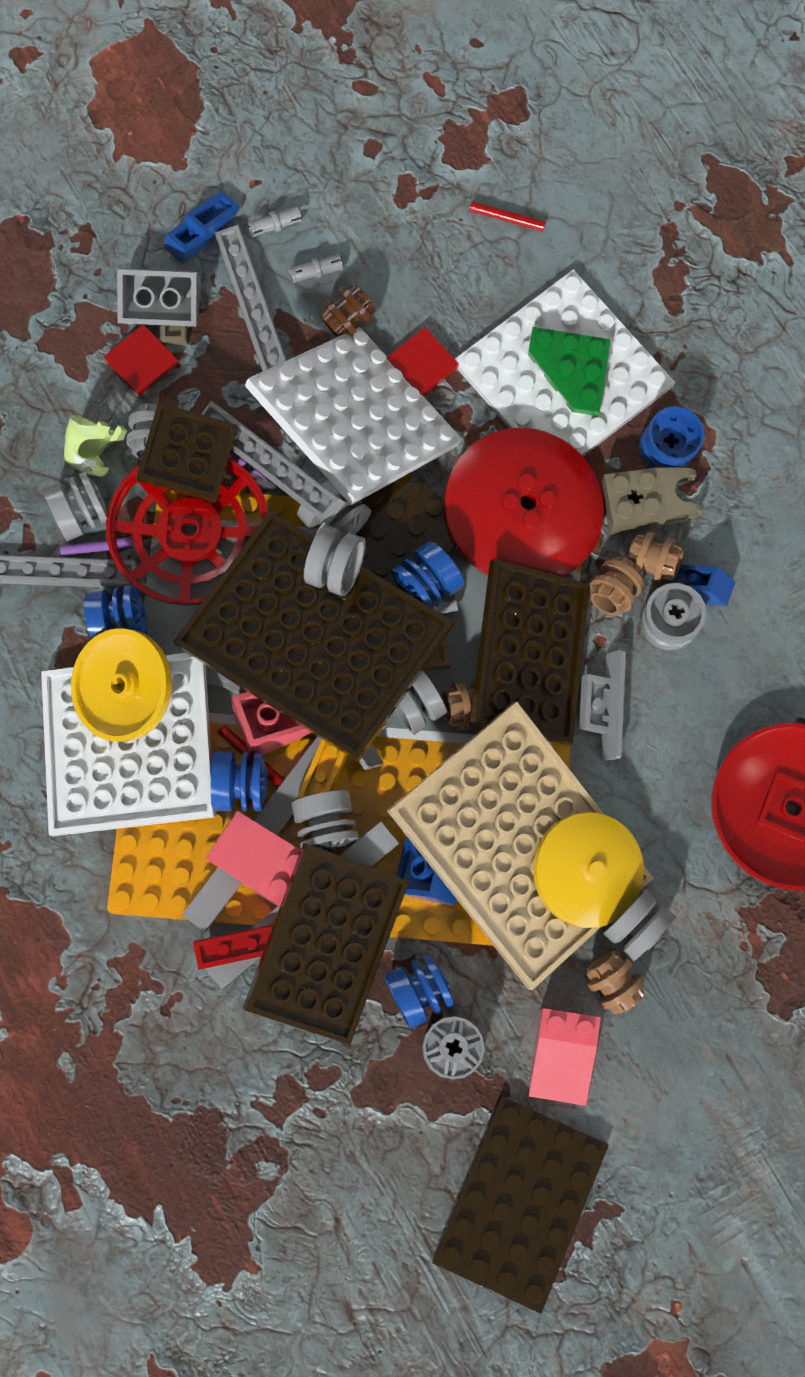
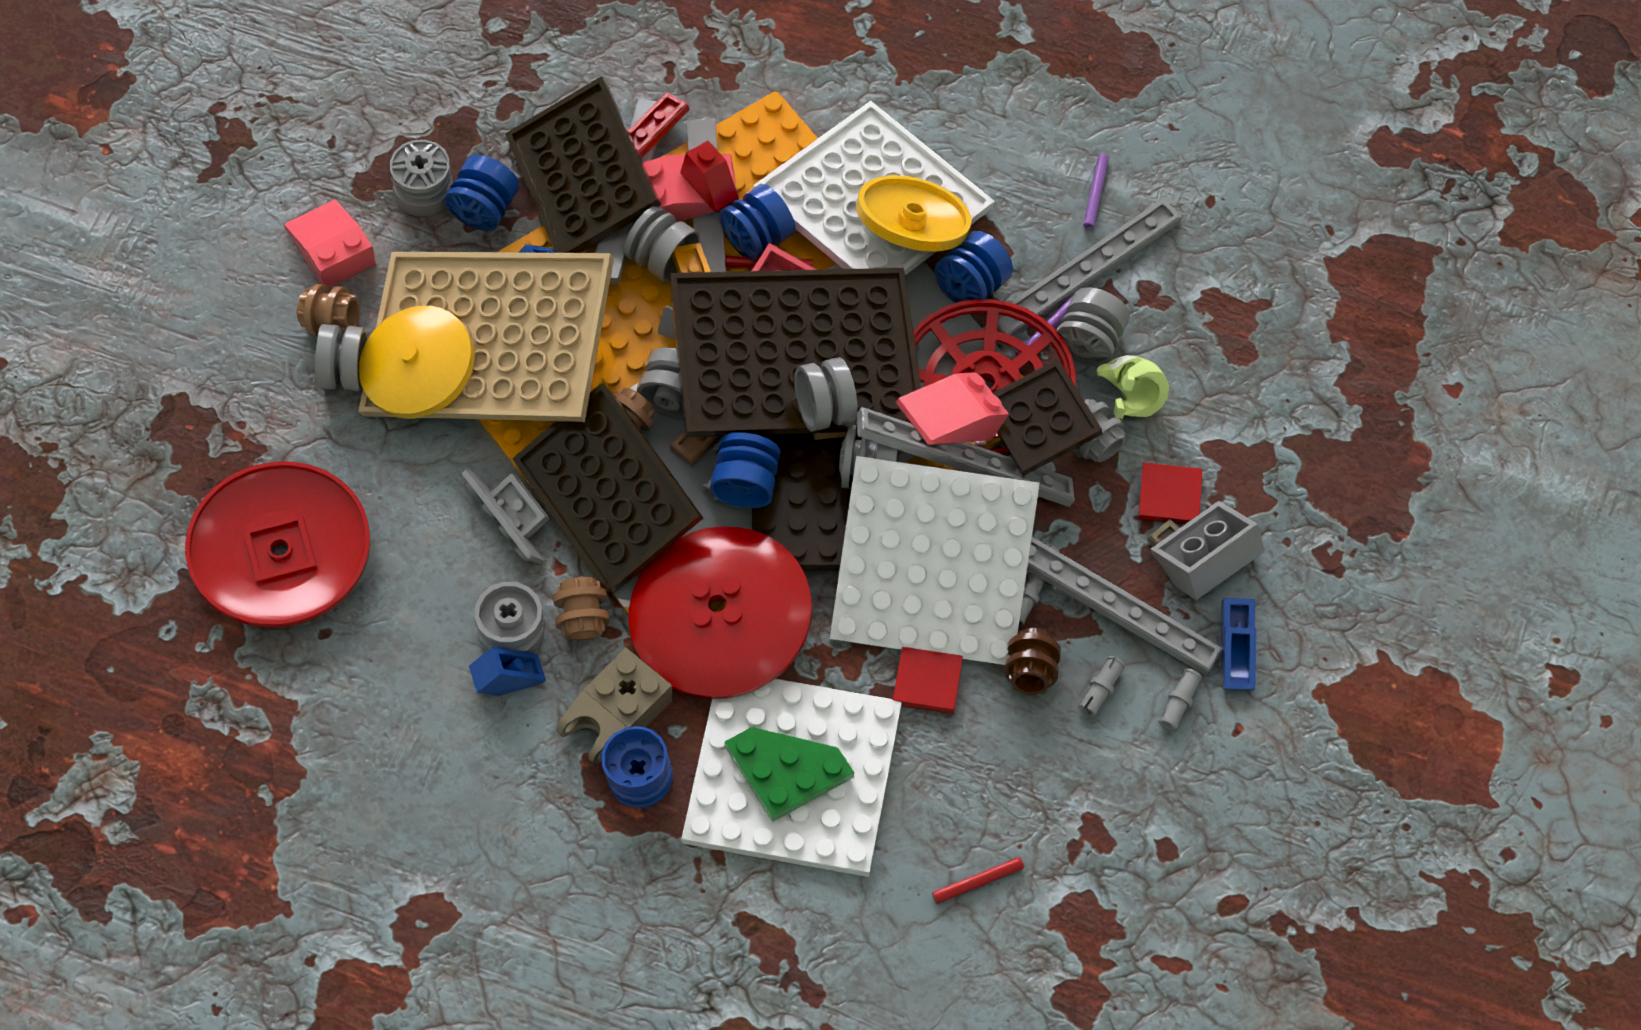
camera: 140 degrees right, 15 degrees down
(245, 838) = (709, 176): none -> red slope
(249, 492) = (954, 410): none -> coral slope
(520, 1204) = (282, 130): dark brown plate -> none
(655, 557) = (566, 657): medium nougat piece -> none

